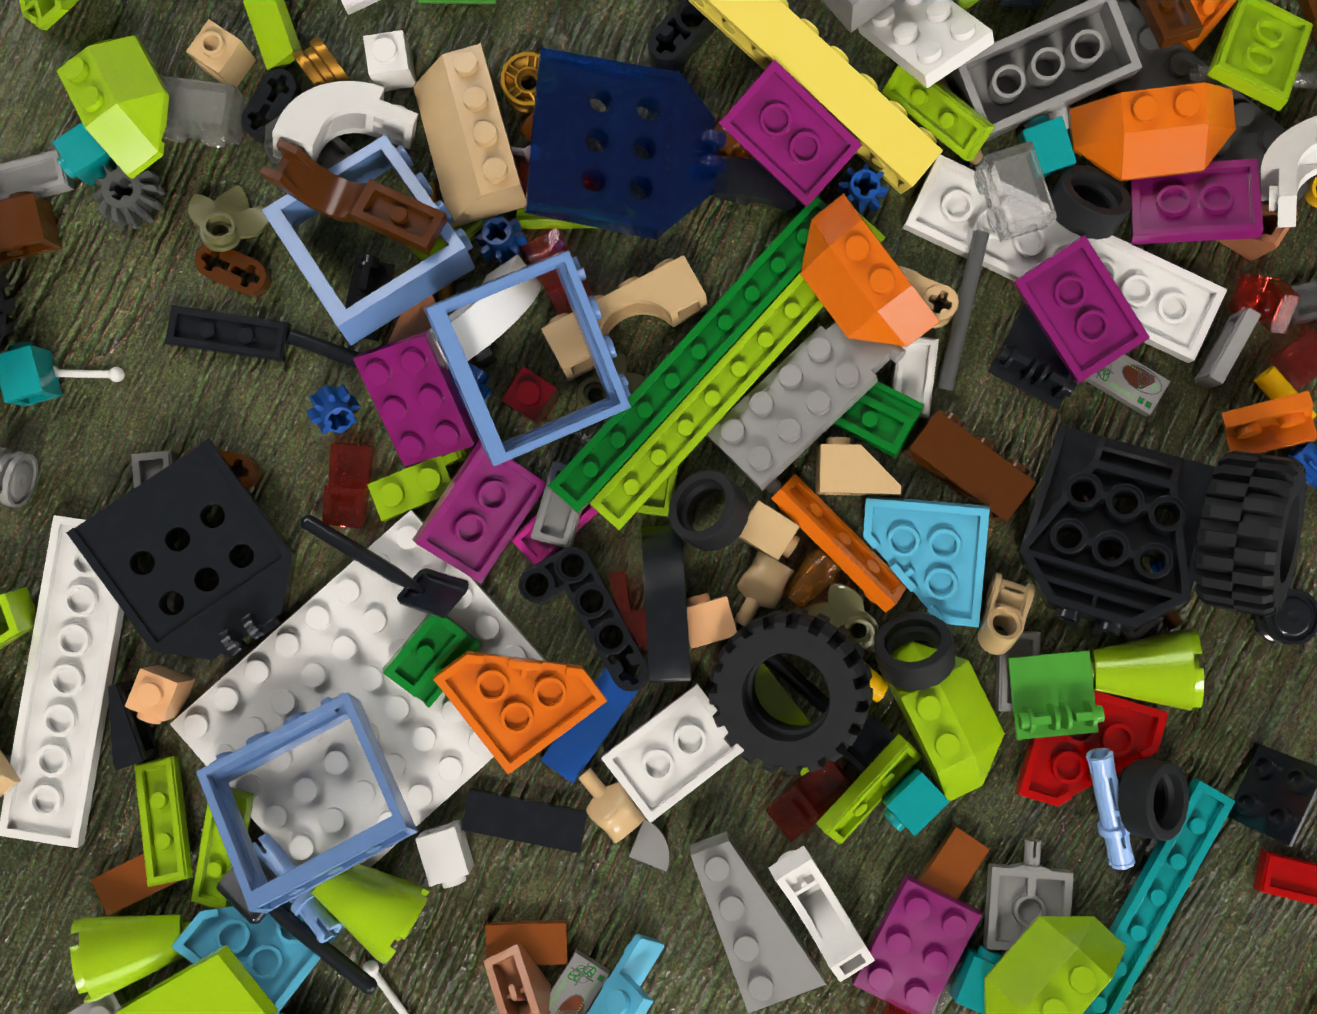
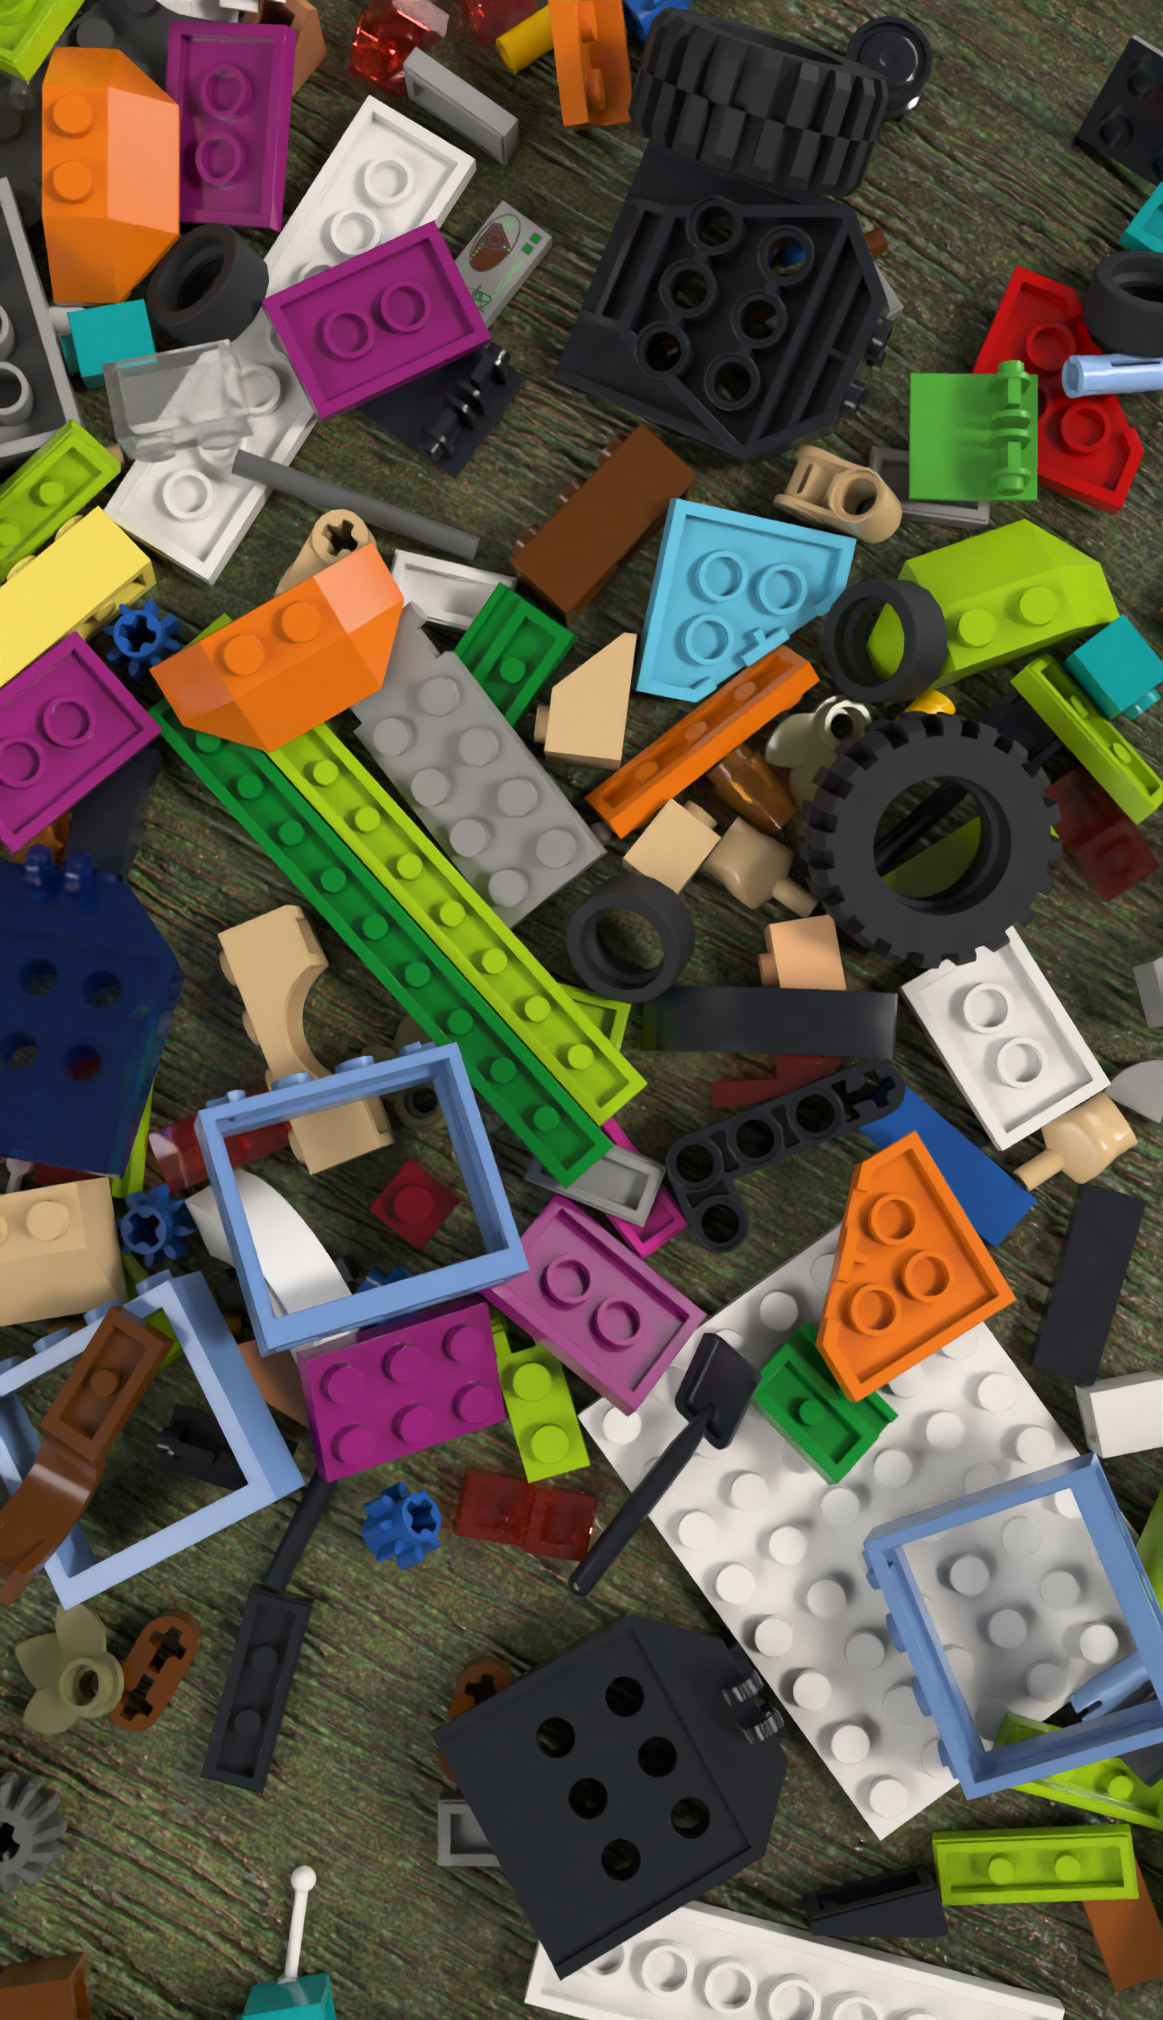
camera: 85 degrees left, 0 degrees up
(159, 694) = (831, 1852): light nougat brick -> none
(1153, 669) = (949, 278): lime cone -> none

